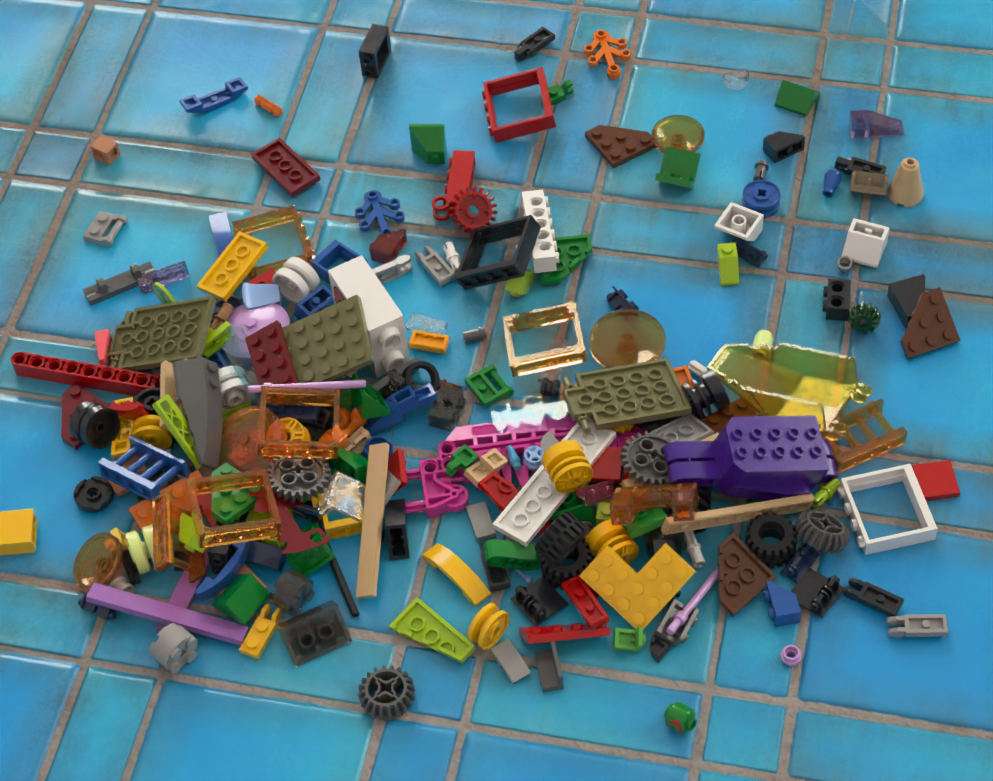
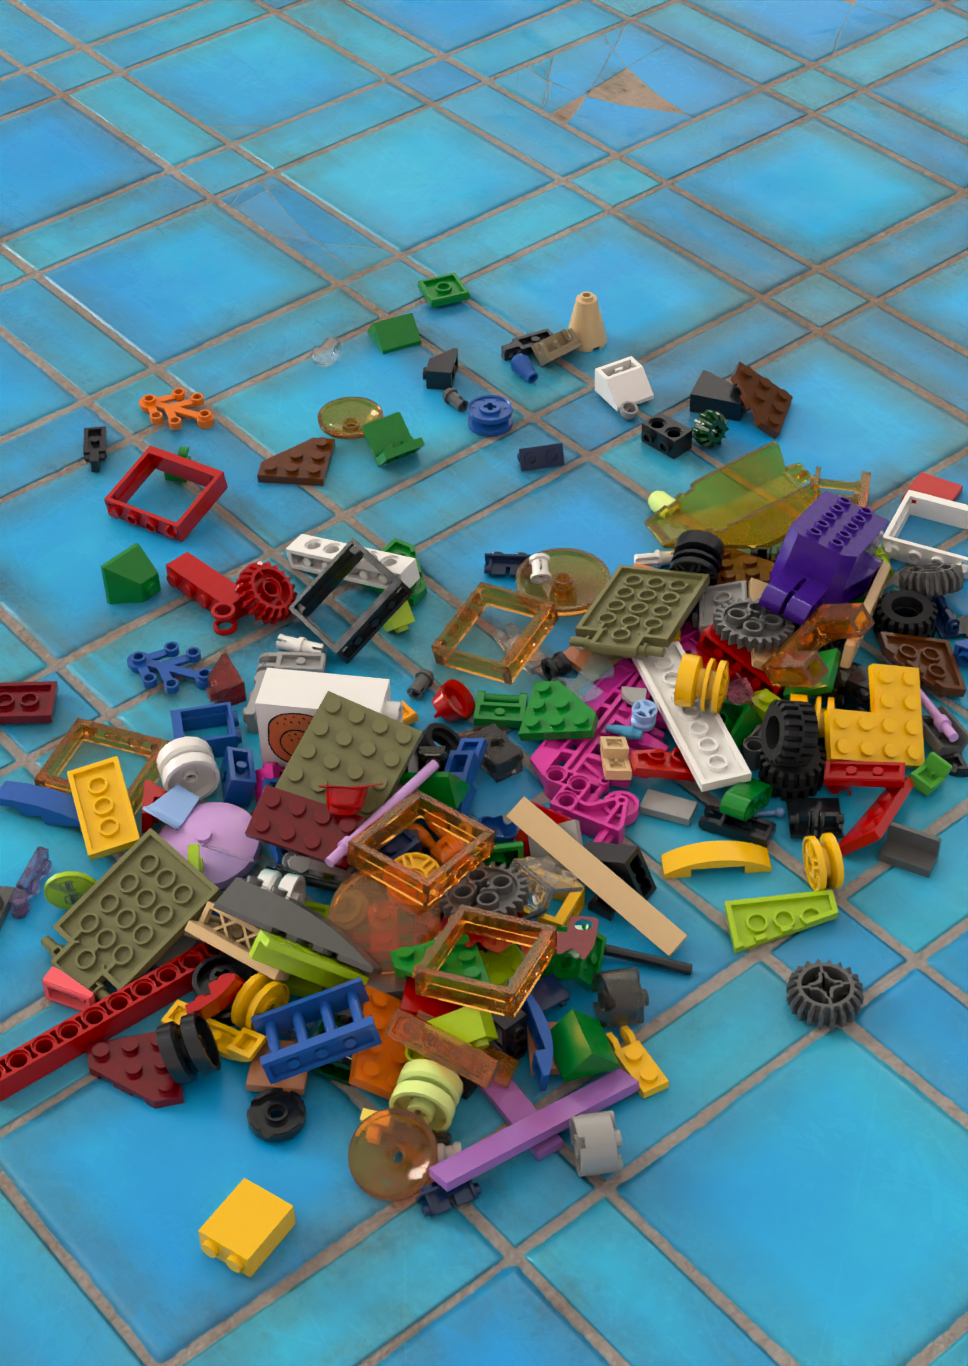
camera: 55 degrees left, 10 degrees down
(295, 362) = (344, 799): none -> red piece
(314, 633) = (685, 1013): clear smoke slope -> none
(461, 458) = (590, 765): green plate -> none
(470, 358) = (453, 701): none -> red piece
(501, 414) = (556, 714): none -> green plate
(510, 661) = (865, 875): light grey slope -> none
(622, 321) = (536, 565): none -> white bush
(728, 264) = (542, 474): lime slope -> none
(740, 222) = (508, 436): white slope -> none
(871, 88) = (443, 290): none -> green plate
(872, 124) = (486, 312): clear purple slope -> none

